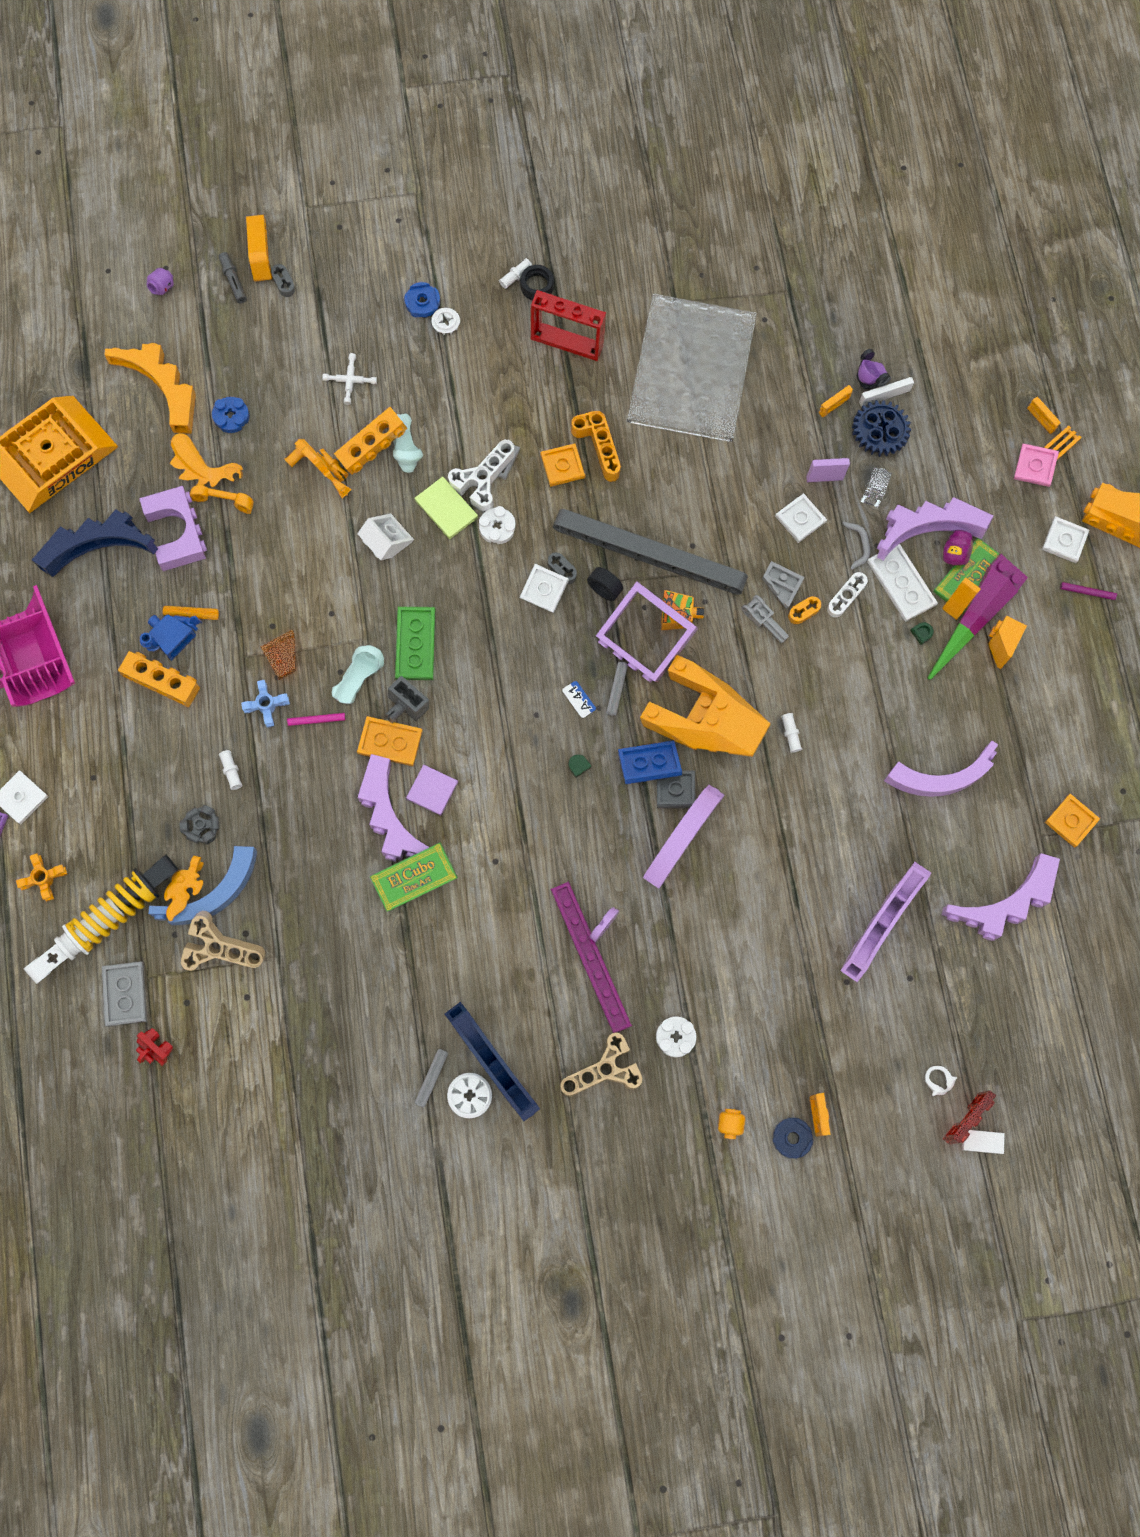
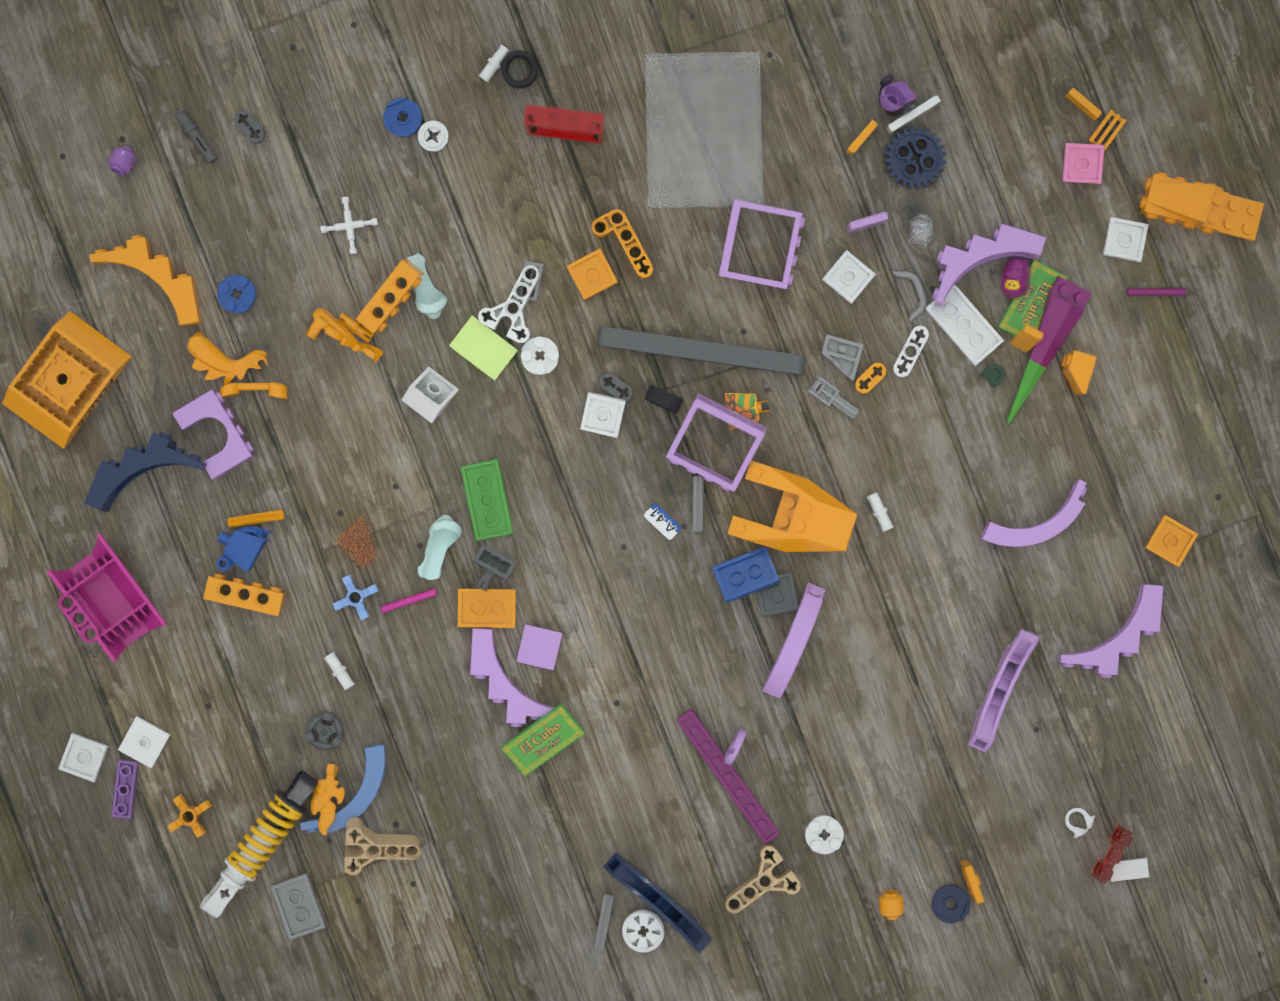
camera: 10 degrees left, 15 degrees up
(149, 1048) = (347, 954): red hips -> none
(258, 248) = (214, 96): light orange beam -> none
(578, 765) = (676, 590): dark green tile -> none
(715, 500) = (791, 258): none -> lavender window

